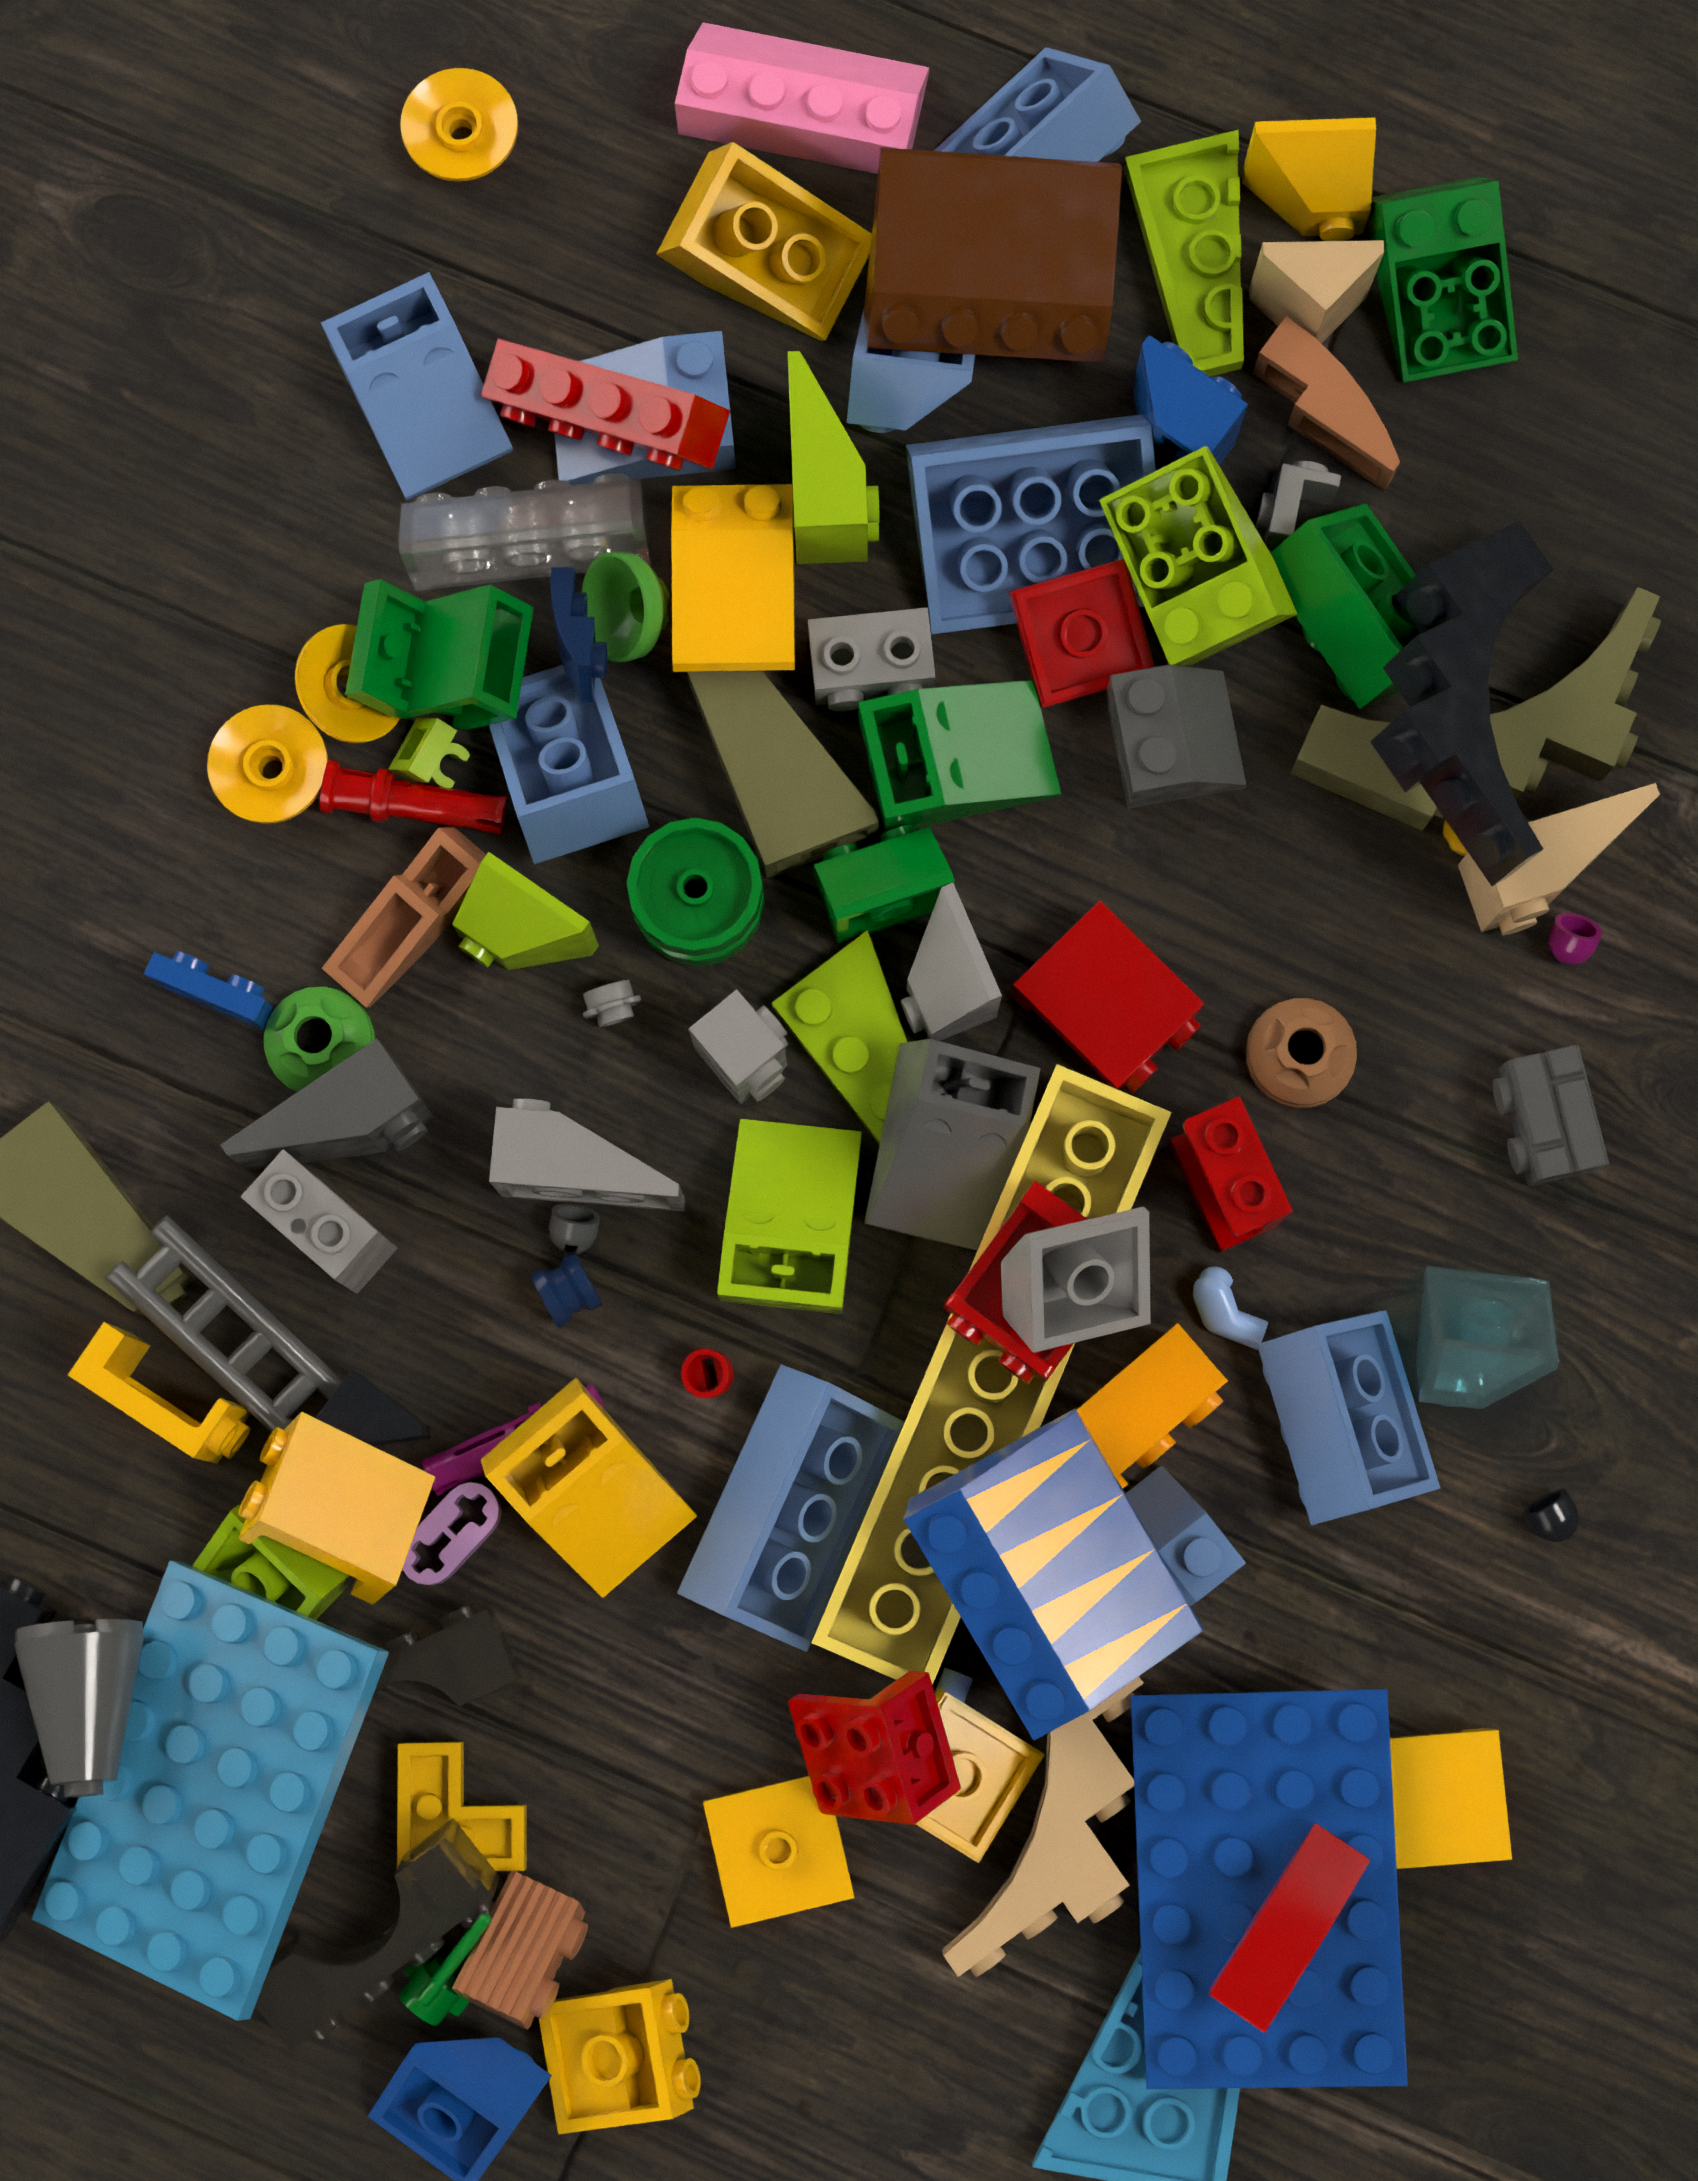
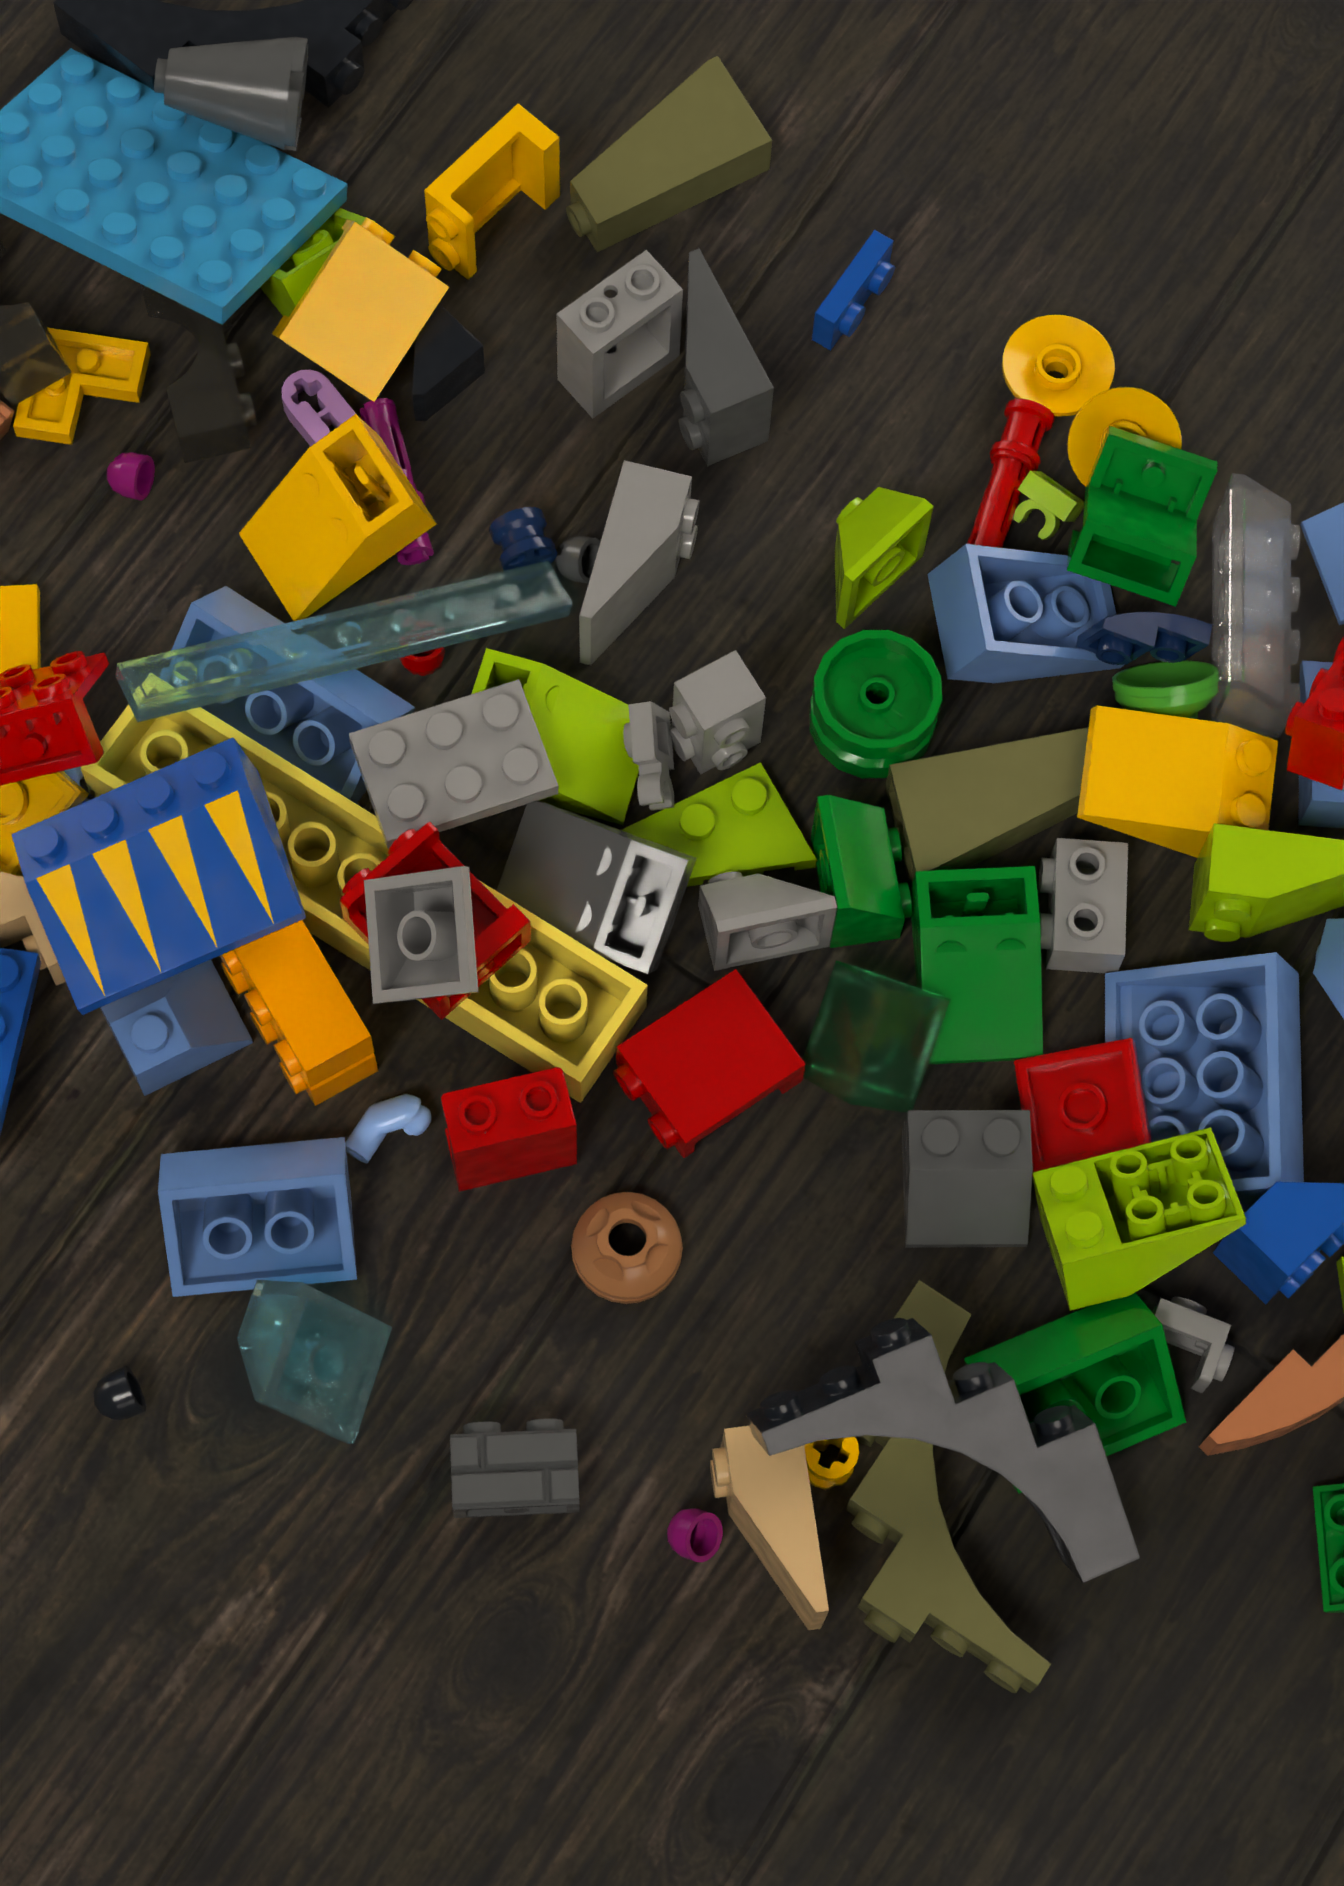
camera: 95 degrees right, 10 degrees down
(223, 1292) = (573, 252): dark grey bar -> none
(349, 1026) = (808, 398): bright green piece -> none
(406, 917) = (897, 458): nougat slope -> none
(555, 1730) = (131, 475): none -> magenta hinge
(610, 1003) = (784, 623): light grey plate -> none
(737, 1448) = (341, 641): none -> clear light blue tile
(779, 1114) = (650, 746): none -> light grey plate
(859, 1300) = (454, 762): none -> light grey plate
(1055, 844) = (873, 1039): none -> clear green slope

